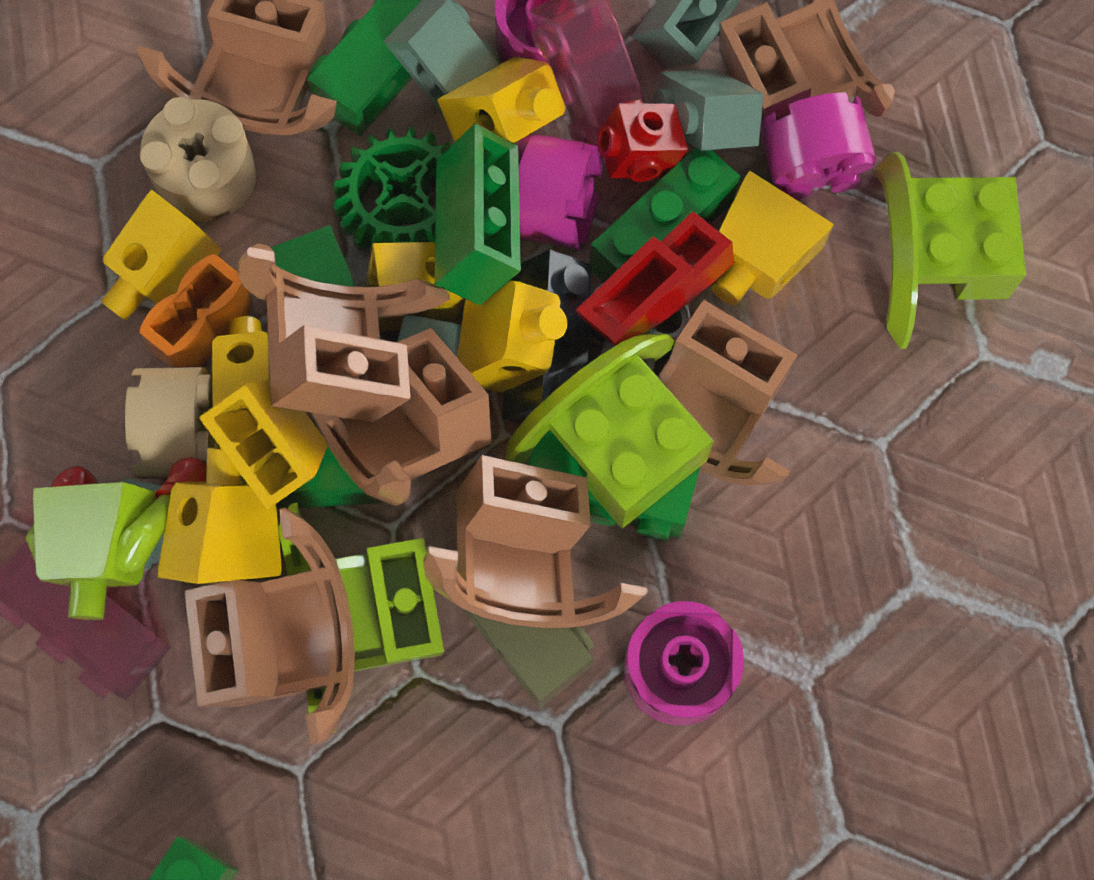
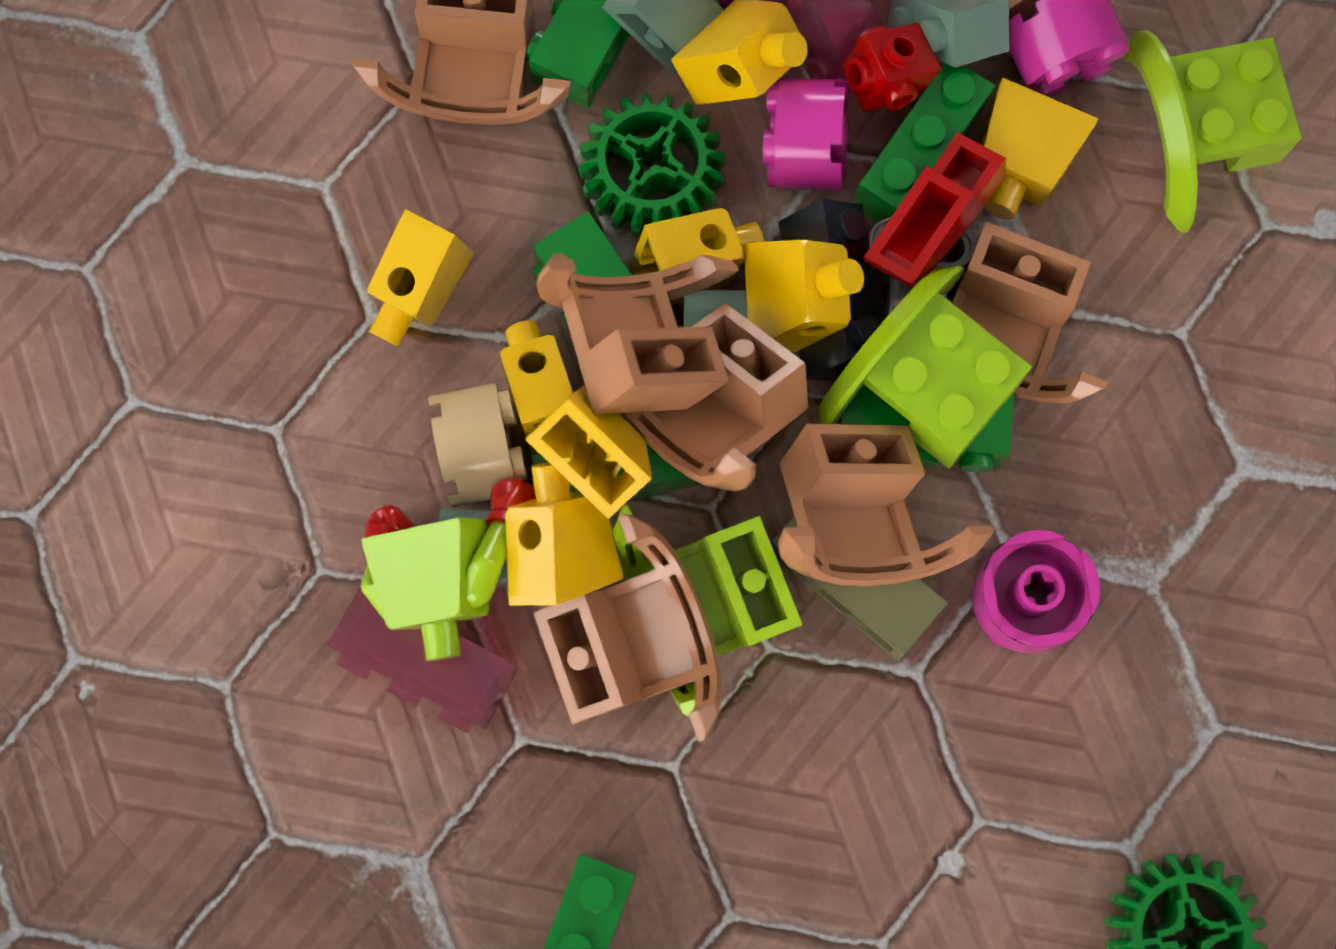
camera: 10 degrees left, 5 degrees up
(186, 322) = (464, 339): orange brick -> none
(198, 158) = (438, 136): tan brick -> none
(477, 215) = (745, 176): green brick -> none

